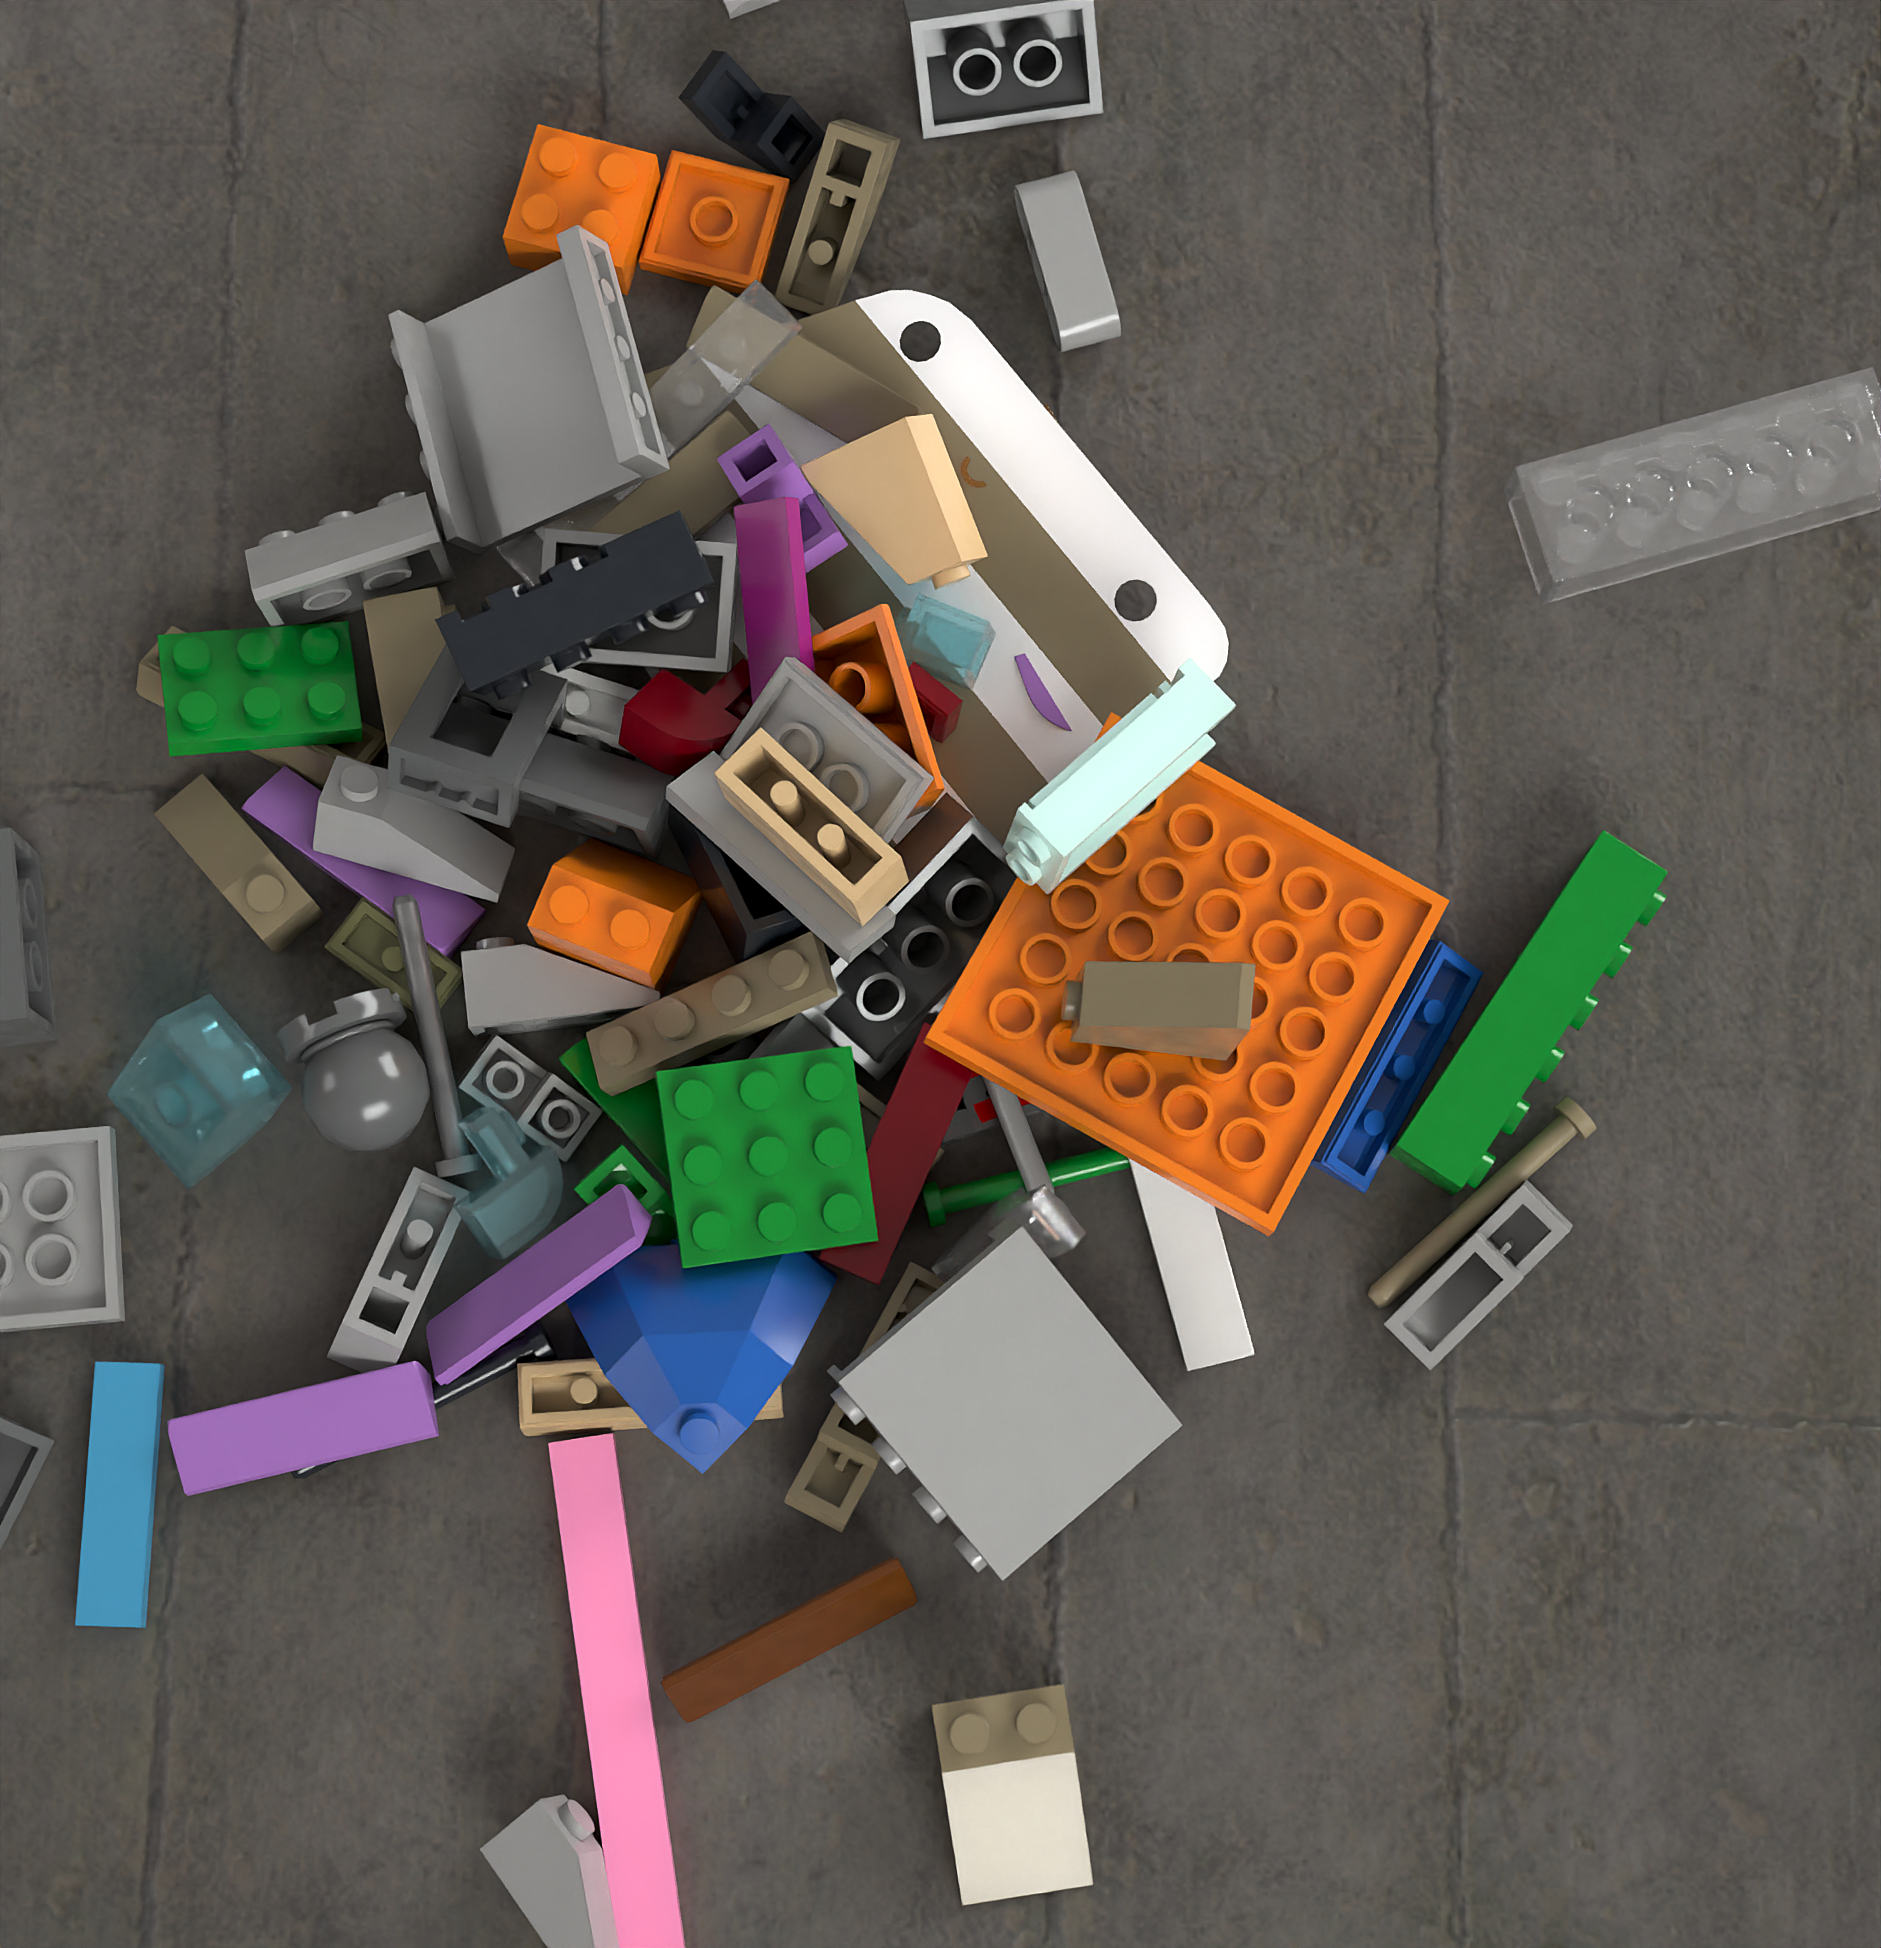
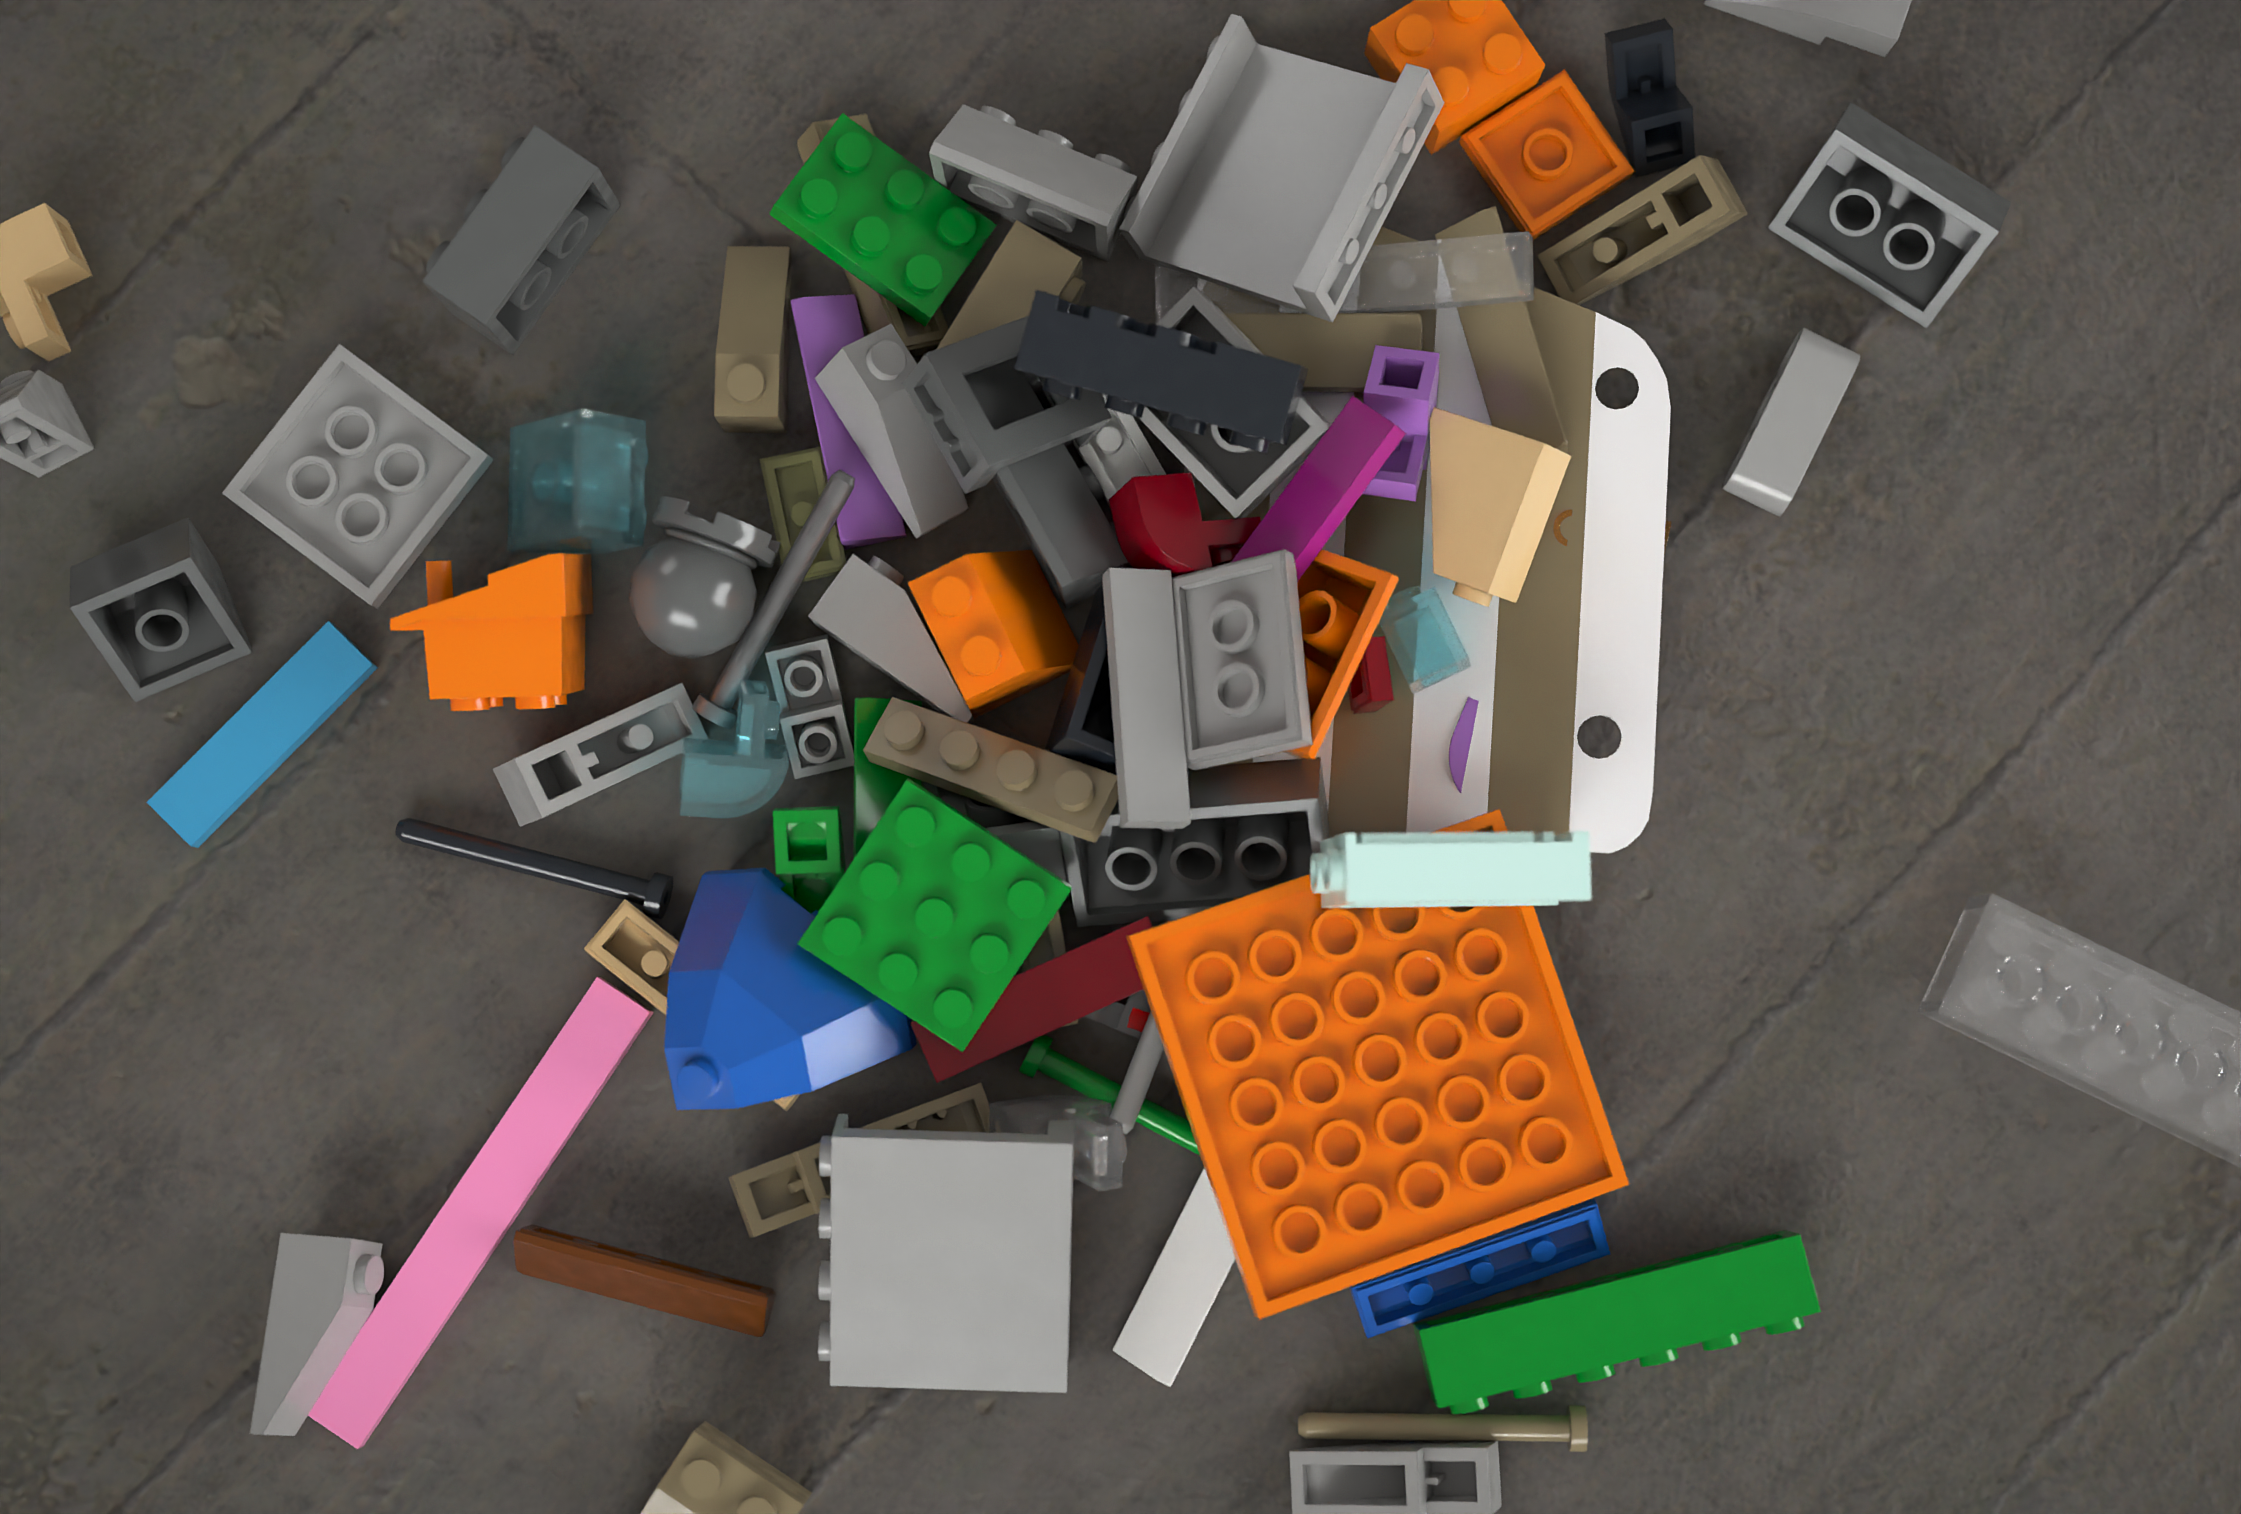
camera: 45 degrees right, 5 degrees up
(248, 1242) = (506, 638): none -> orange piece
(303, 1427) = (431, 807): medium lavender slope -> none
(536, 1282) = (687, 854): medium lavender slope -> none
(812, 827) = (1183, 700): tan brick -> none
(1161, 1006) = (1325, 1076): dark tan slope -> none

